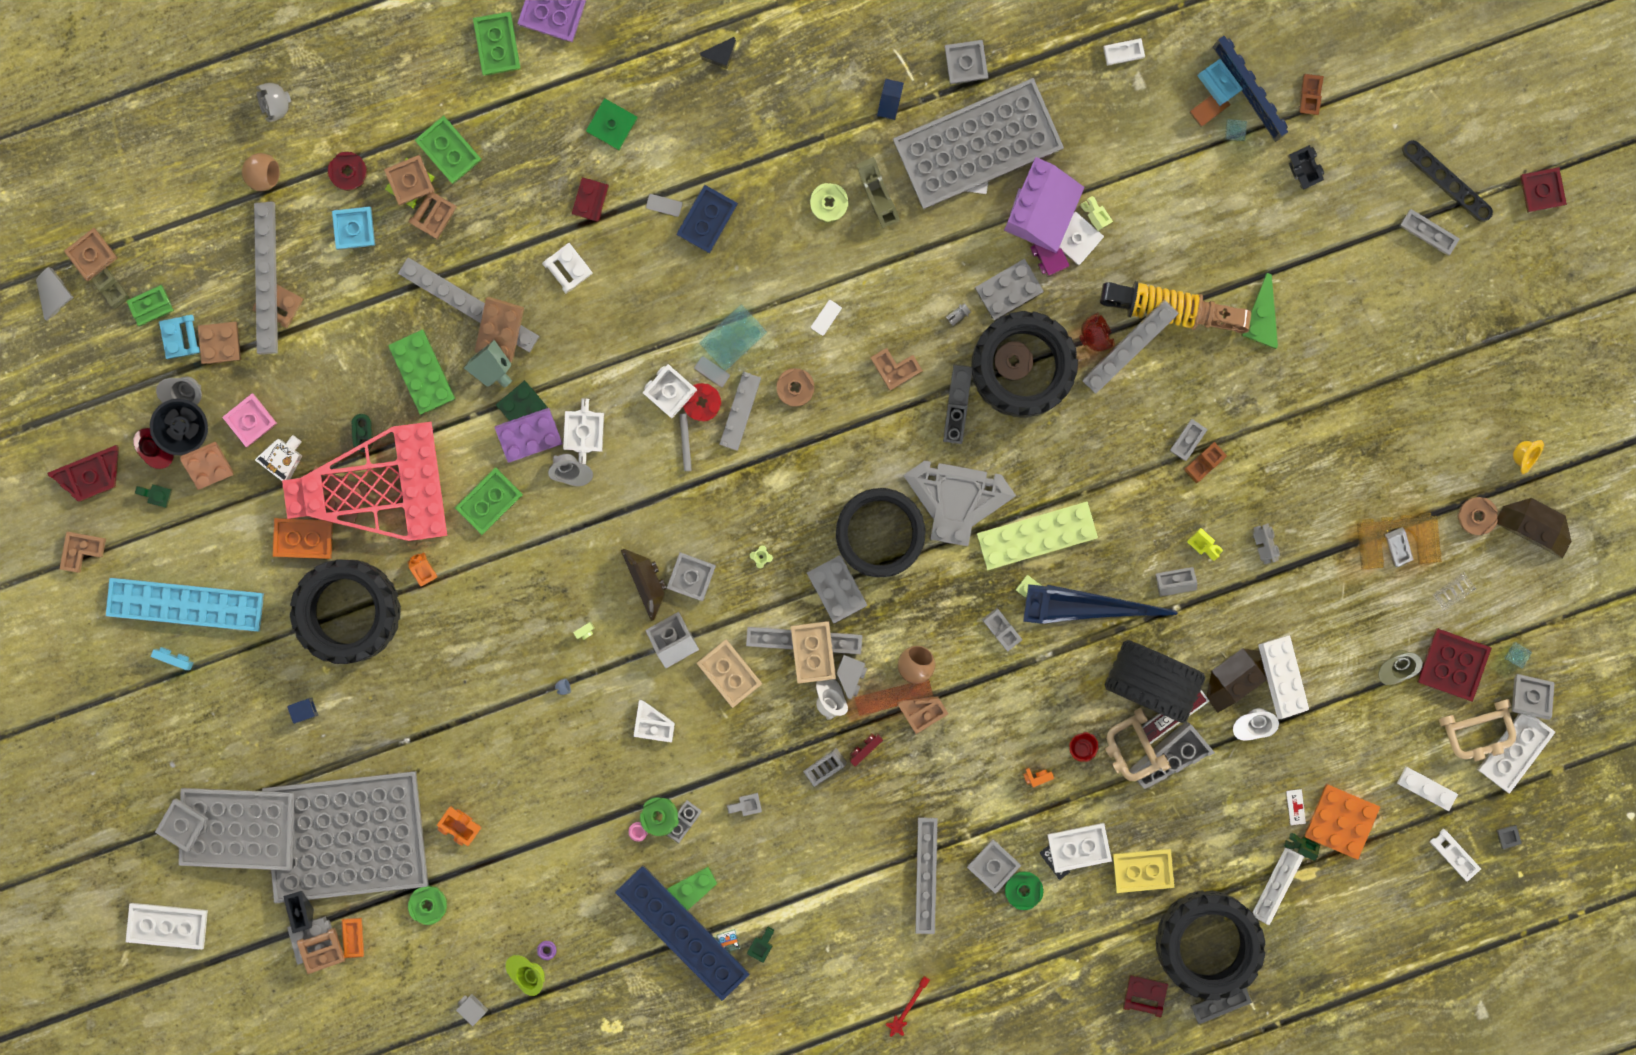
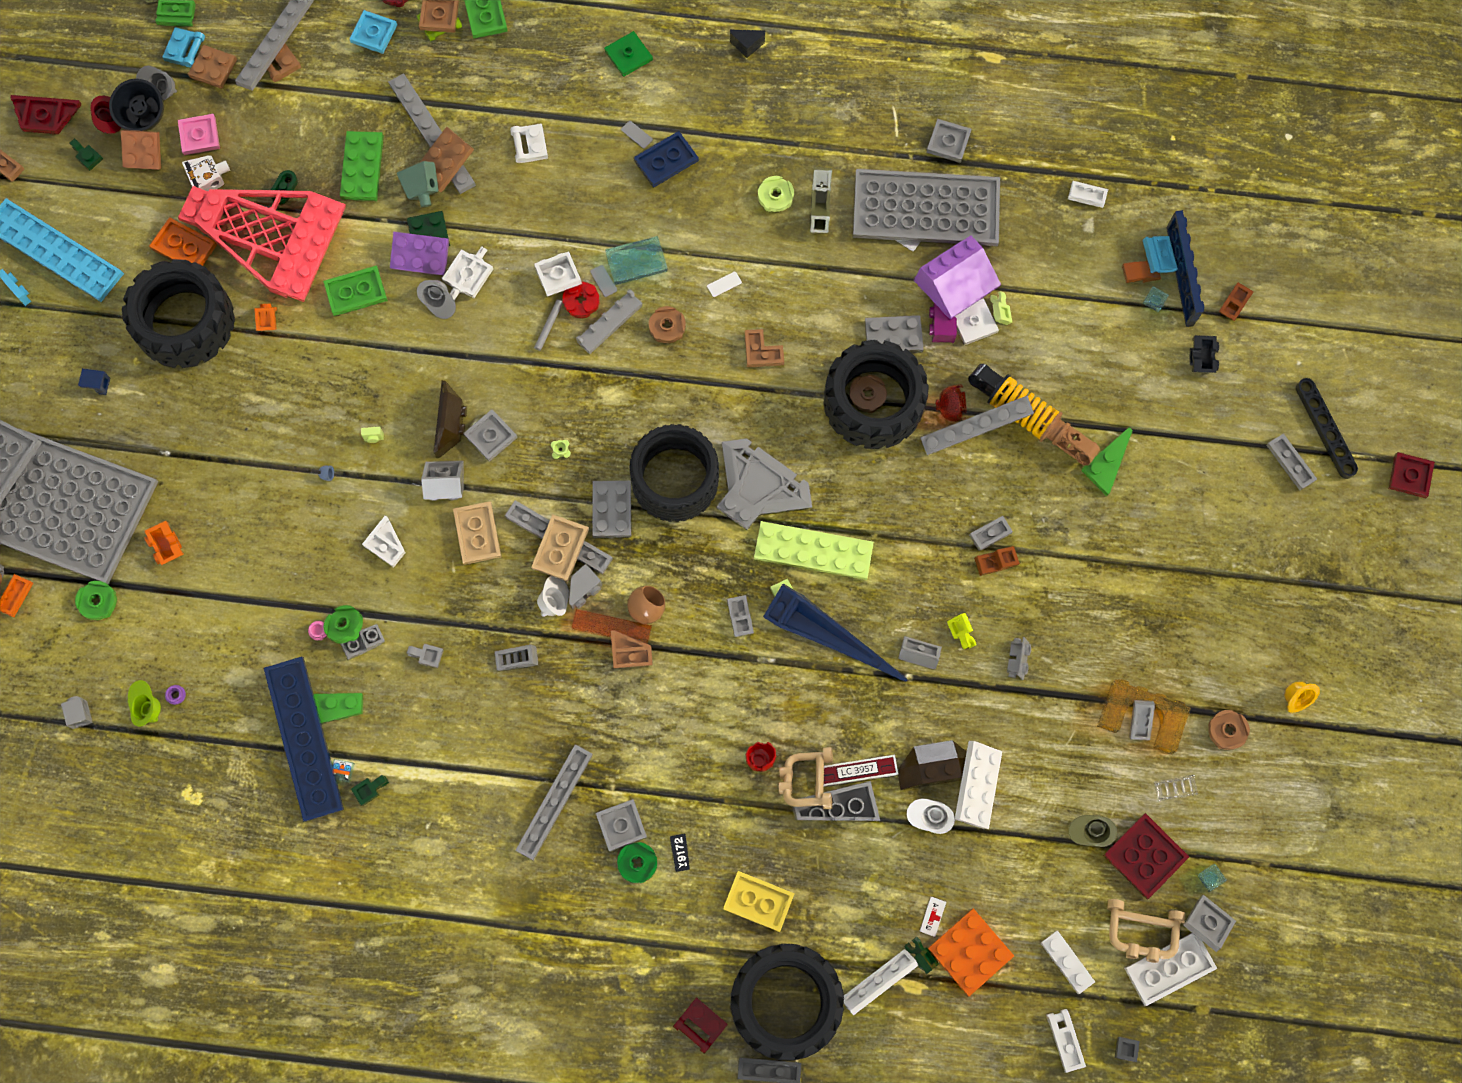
camera: 25 degrees right, 15 degrees down
(437, 217) = (446, 55): medium nougat plate -> none
(590, 199) = (578, 101): dark red plate -> none
(871, 743) = (567, 654): dark red plate -> none
(890, 99) = (869, 140): dark blue slope -> none
(897, 1024) = (453, 930): red piece -> none
(957, 404) = (800, 404): dark grey slope -> none
(958, 314) = (839, 333): light grey pin -> none
(1041, 777) = (707, 765): orange bracket -> none
(1079, 847) = (709, 848): white plate -> none
(1155, 681) = (856, 720): black tyre -> none
(1537, 525) = (1282, 766): dark brown wedge -> none

